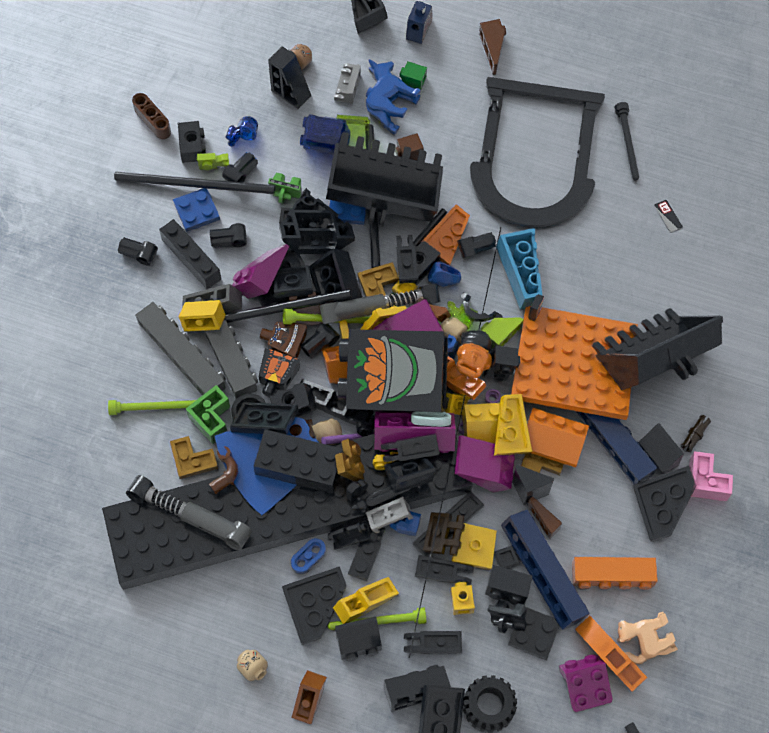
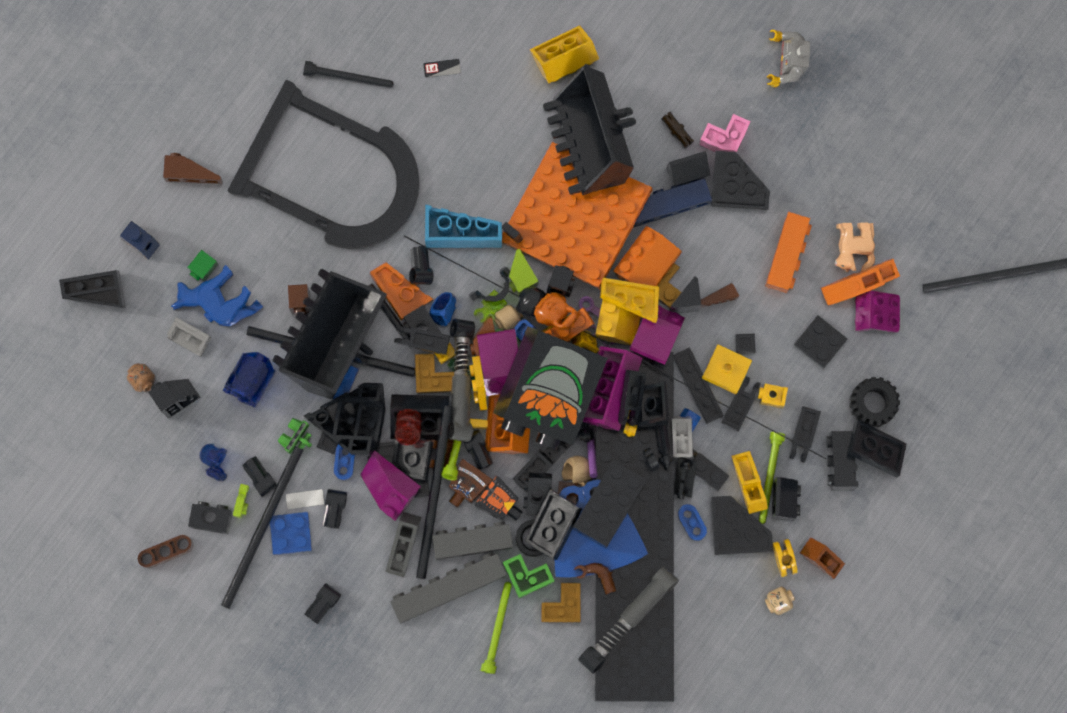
camera: 75 degrees left, 15 degrees up
(190, 254) = (344, 552): black brick -> none
(202, 315) = (423, 556): yellow brick -> none
(230, 211) = (305, 499): none -> white sticker
(271, 230) = (343, 461): none -> blue plate
(297, 655) = (785, 558): none -> yellow head
(320, 267) = (408, 427): none -> clear red wheel
(349, 461) = (631, 457): pearl gold plate -> none
(354, 120) = (239, 344): clear neon green piece -> none
(438, 419) = (609, 369): light aqua tile -> none
(441, 539) = (706, 402): dark brown plate -> none
(507, 618) = (804, 363): black hips -> none
(508, 585) = (774, 350): black brick -> none
(545, 568) = (768, 313): dark blue brick -> none
(718, 301) = (564, 54): none -> yellow slope

